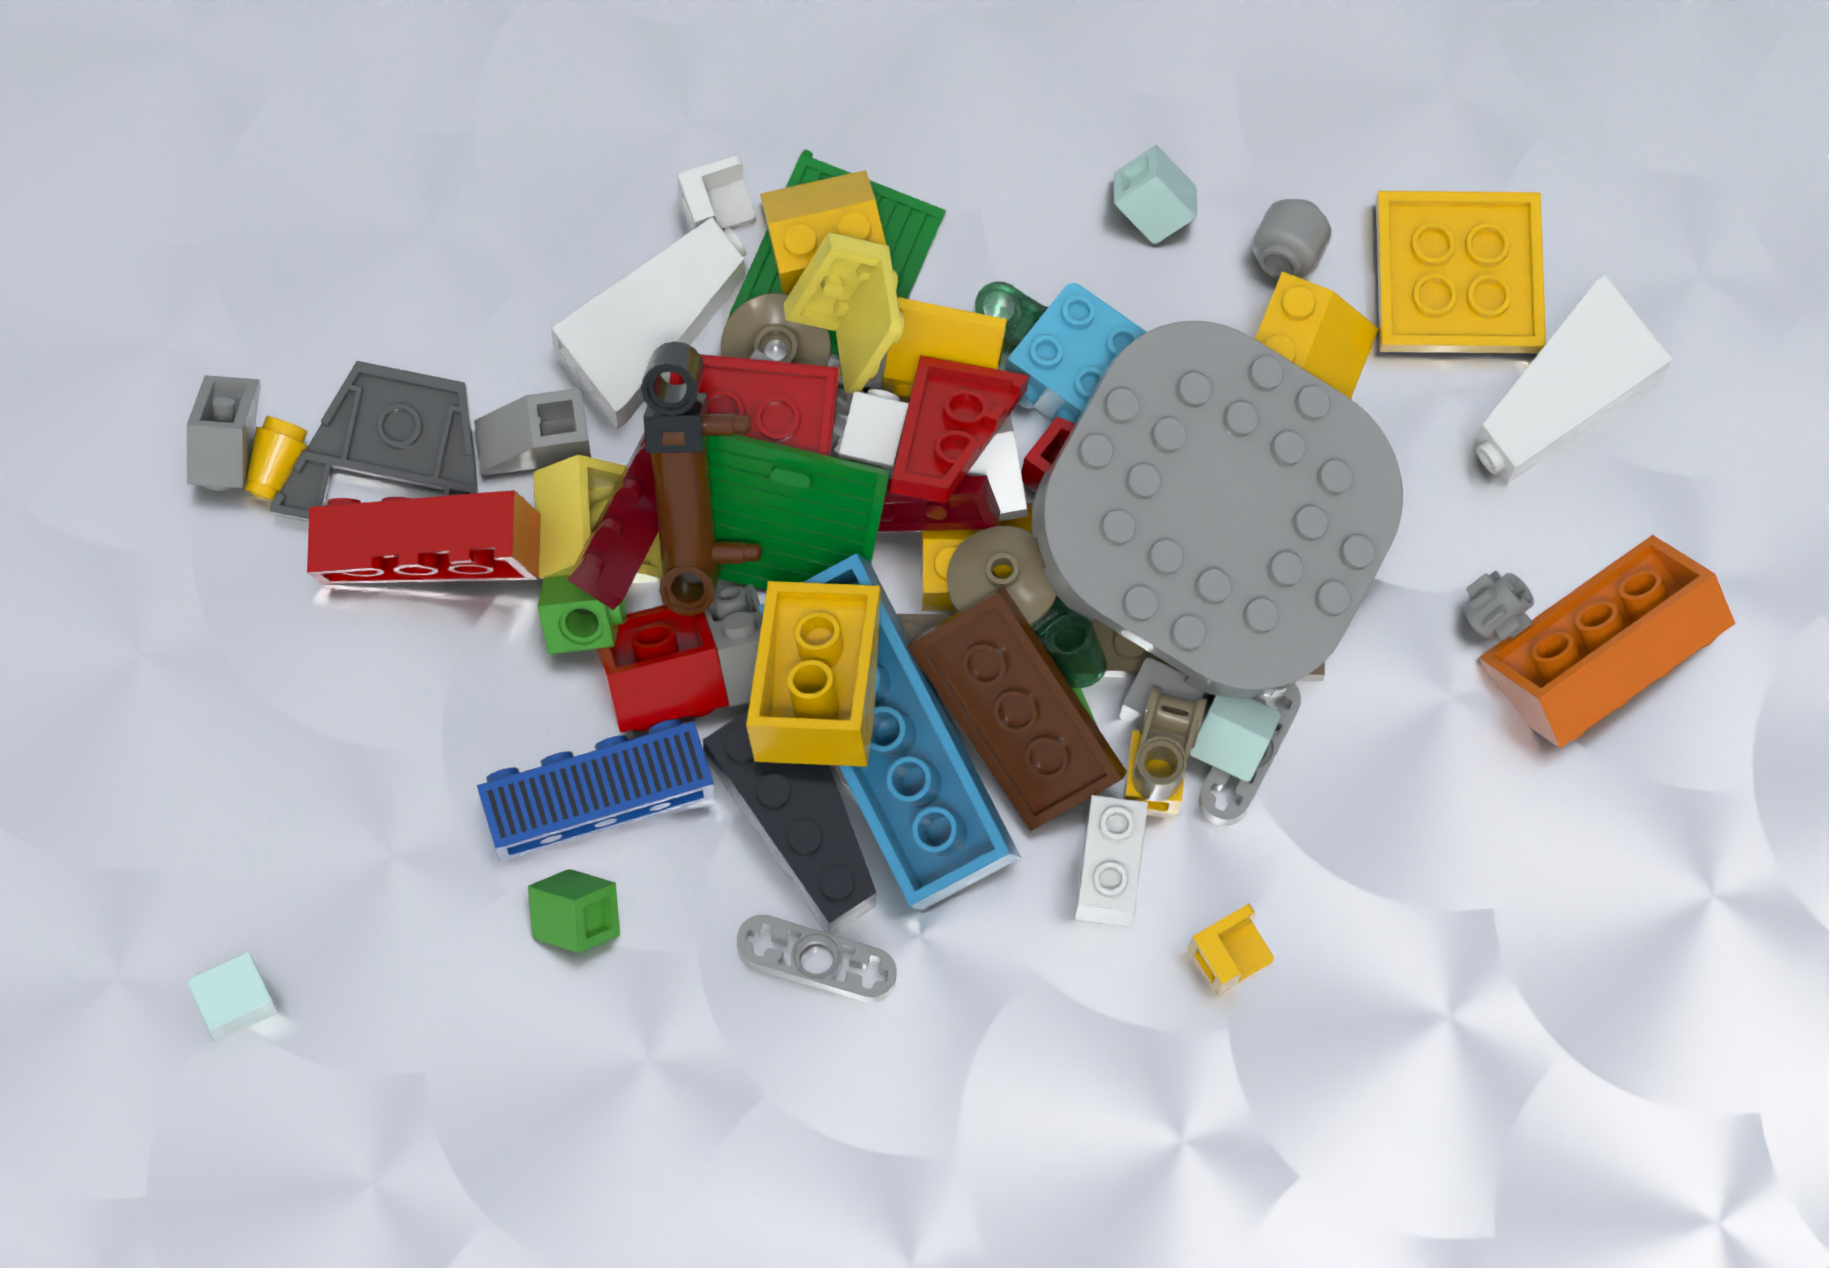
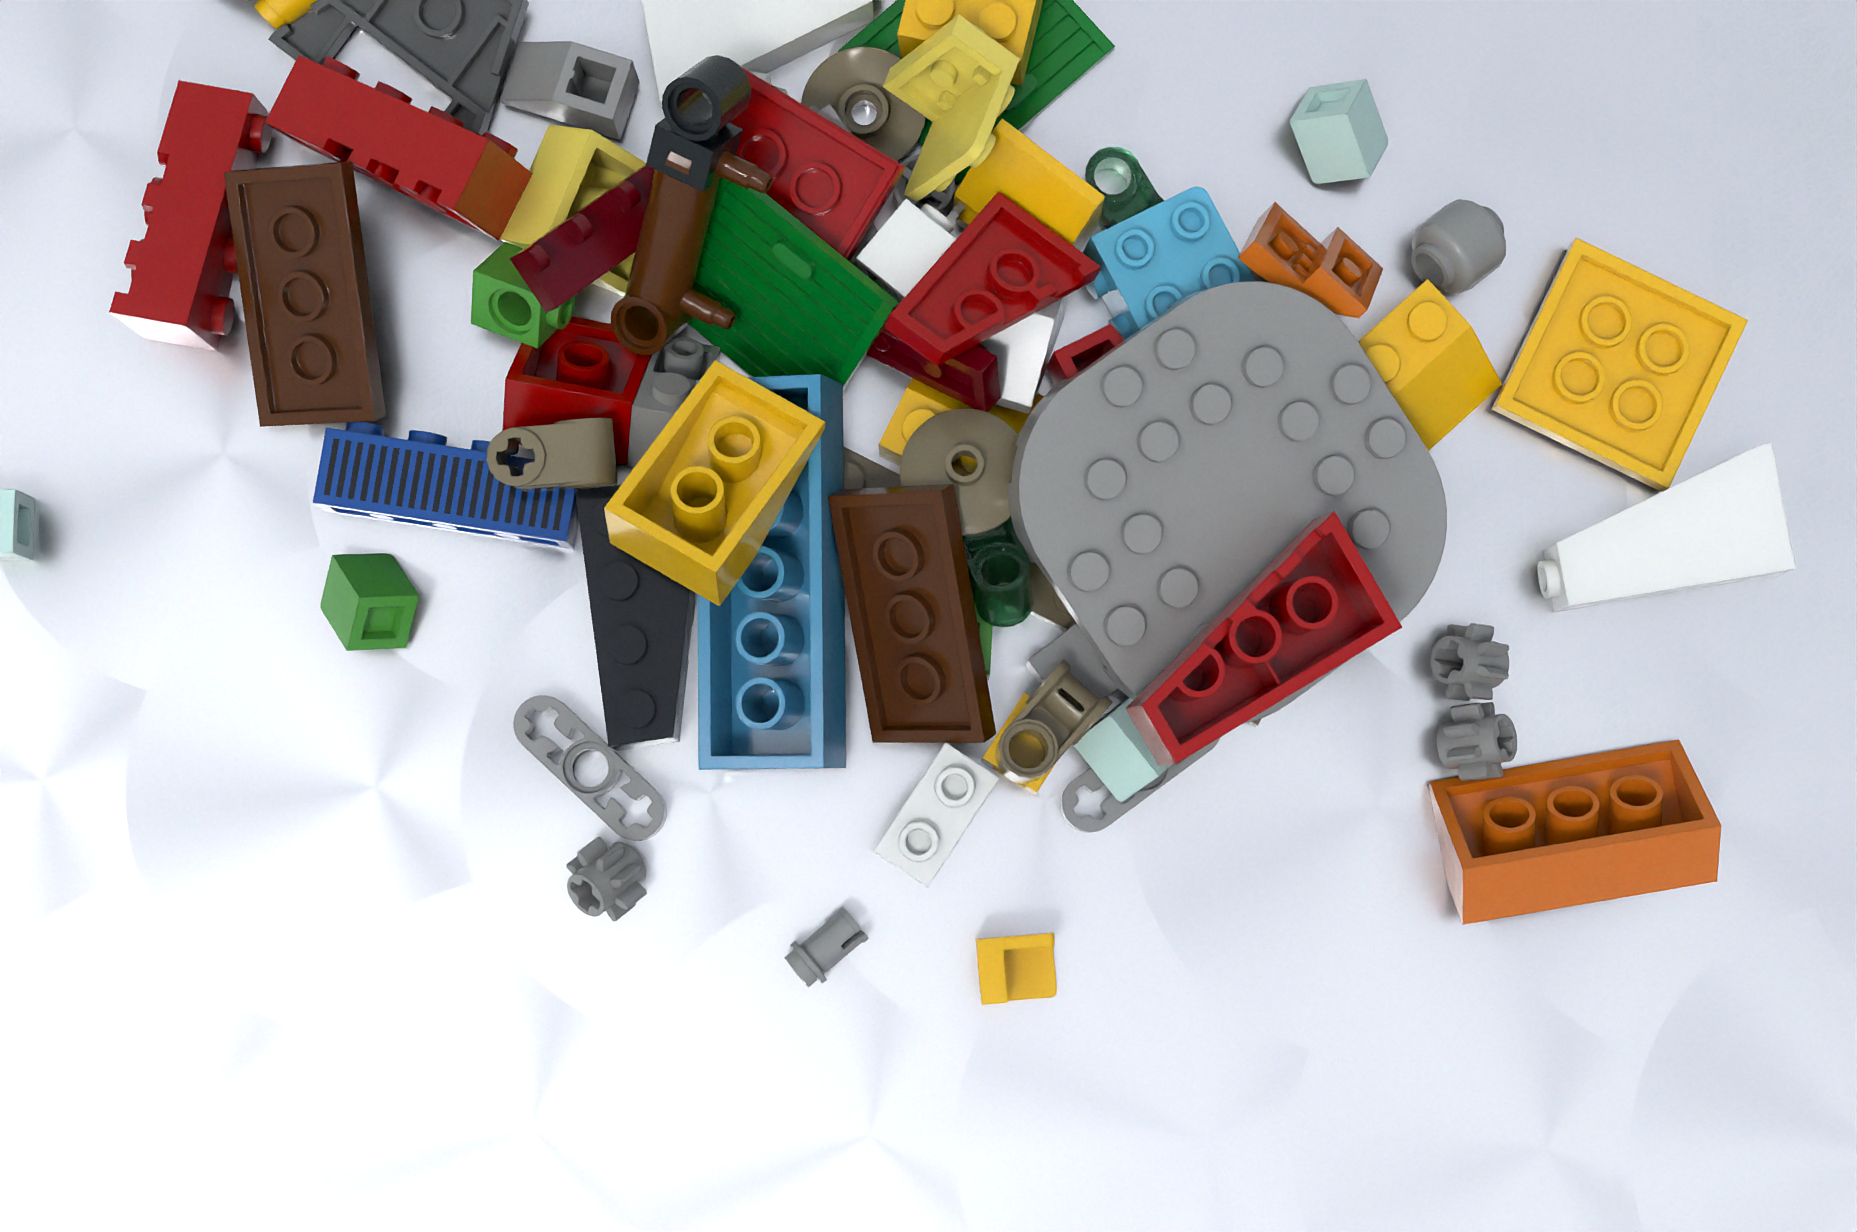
camera: 30 degrees right, 10 degrees up
(285, 675) = (188, 252): none -> red wedge
(409, 689) = (305, 294): none -> reddish brown plate
(686, 708) = (566, 455): none -> dark tan piece
(875, 1034) = (606, 879): none -> light grey gear
(1075, 1007) = (825, 948): none -> light grey pin
(1201, 299) = (1330, 271): none -> orange slope
(1309, 579) = (1277, 636): none -> red wedge
(1462, 548) = (1469, 662): none -> light grey gear

